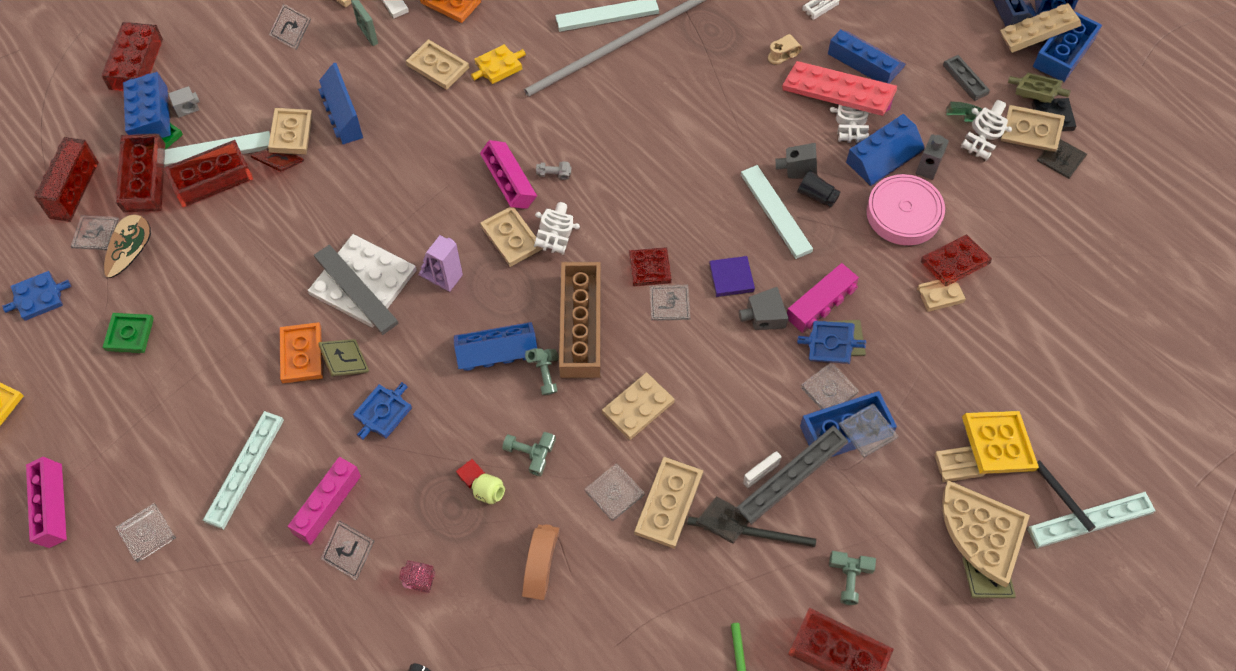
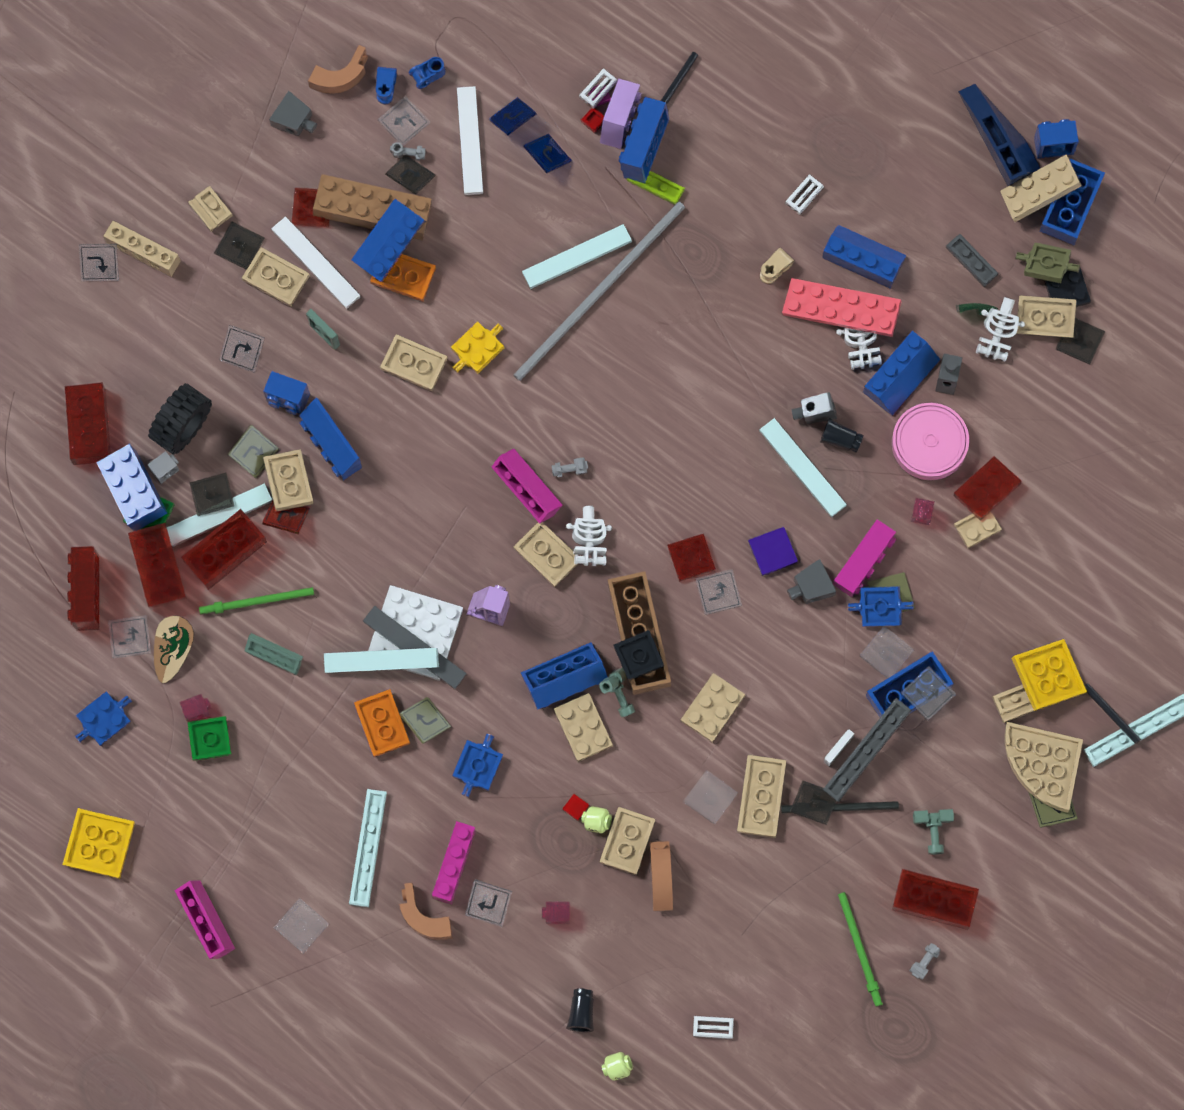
camera: 10 degrees left, 15 degrees up
(126, 301) = (195, 708): none -> clear pink brick
(187, 222) = (219, 607): none -> bright green bar
(198, 49) = (180, 419): none -> black tyre
(218, 131) = (211, 494): none -> clear smoke piece
(220, 270) = (273, 653): none -> sand green plate
(264, 101) = (251, 449): none -> olive piece
(280, 564) = (427, 927): none -> nougat arch
(311, 59) = (286, 393): none -> blue brick
(319, 293) = (381, 660): none -> light aqua tile
(501, 398) = (583, 727): none -> tan plate
(514, 518) = (627, 840): none -> tan plate
(537, 451) = (632, 774): sand green bar -> none
(572, 333) = (638, 655): none -> black plate
(888, 262) = (922, 511): none -> clear pink brick

